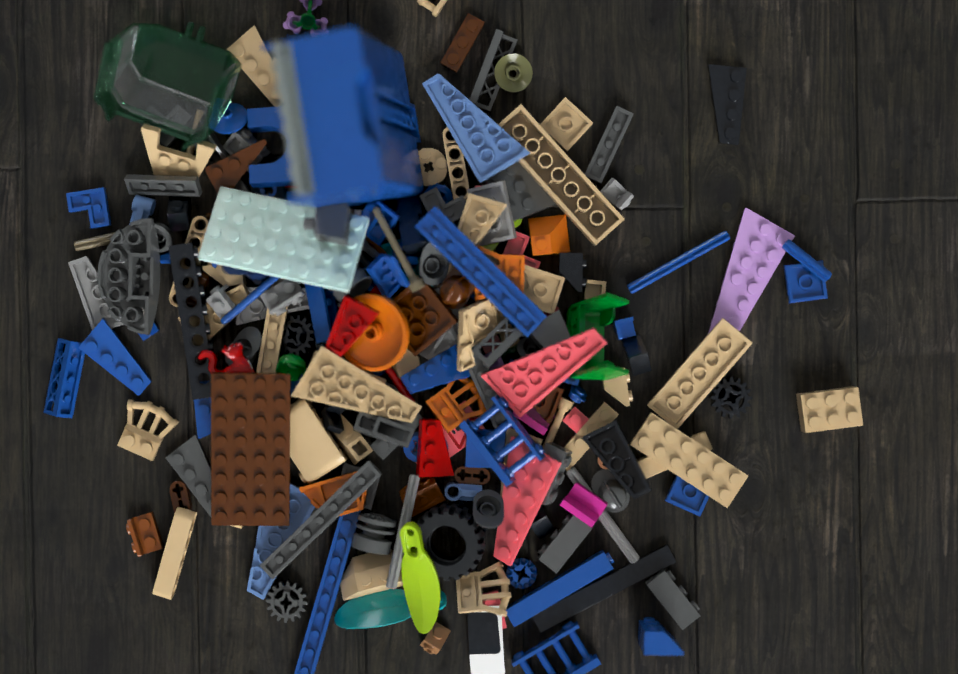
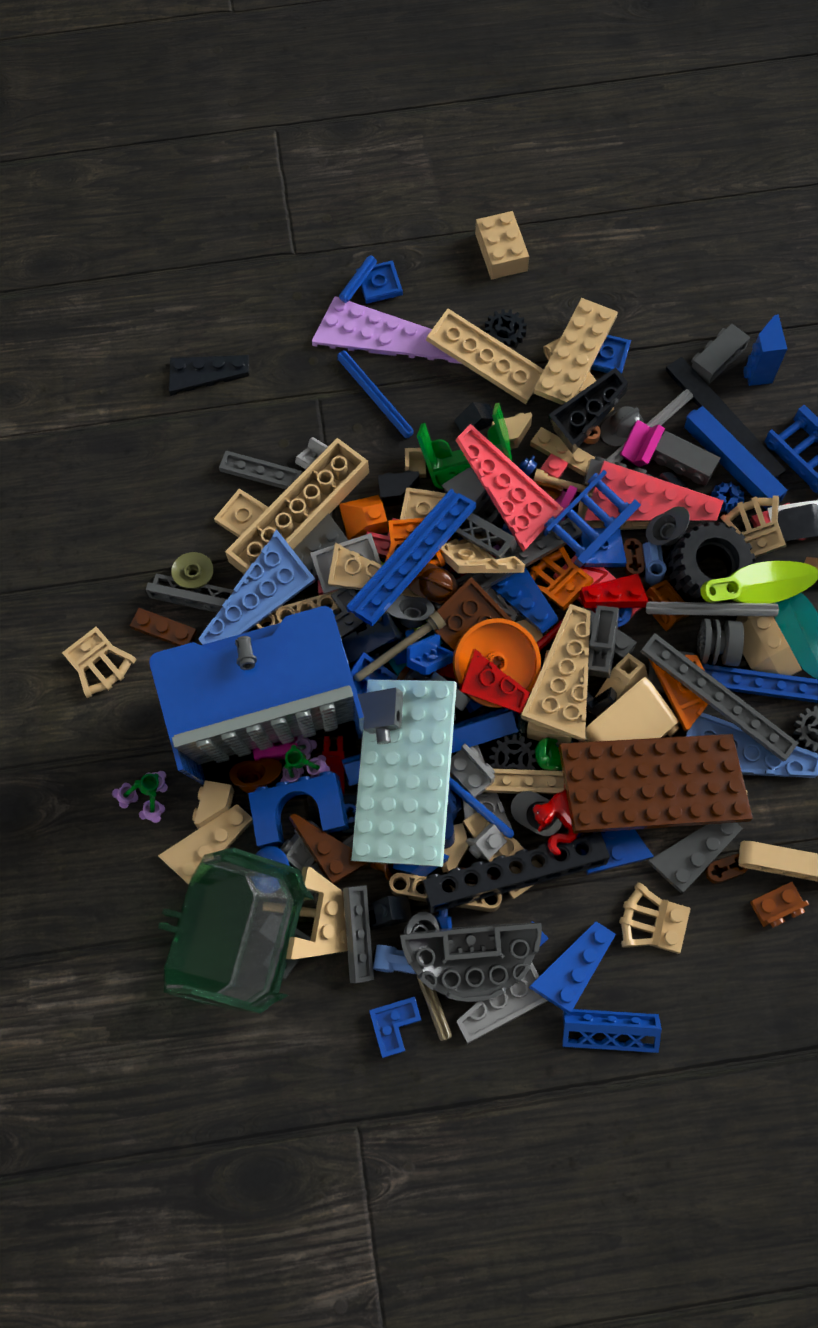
camera: 90 degrees left, 20 degrees down
(343, 108) = (246, 659): none -> dark grey pin
(624, 328) = (449, 432): blue panel -> none

